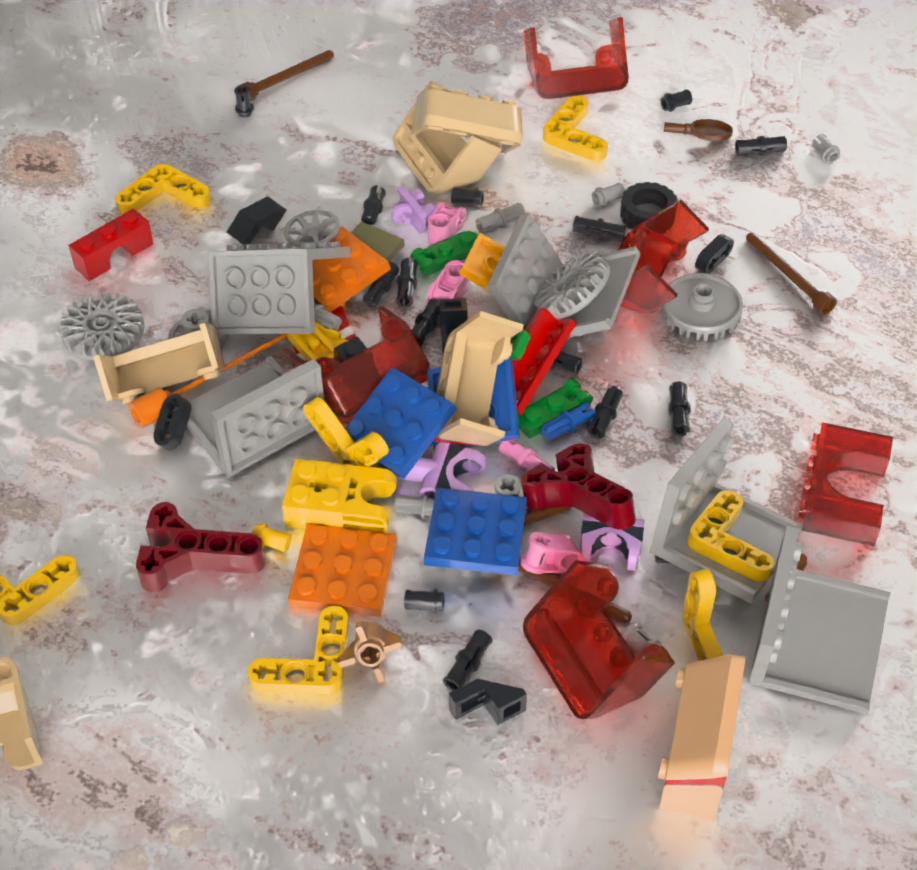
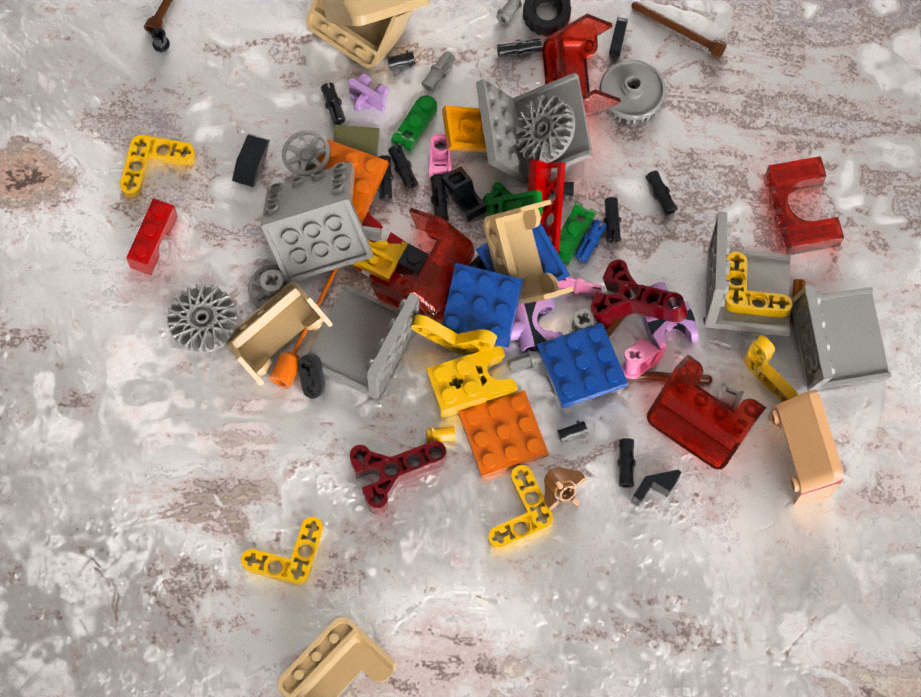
camera: 30 degrees left, 20 degrees up
(445, 222) = (399, 95): bright pink piece -> none

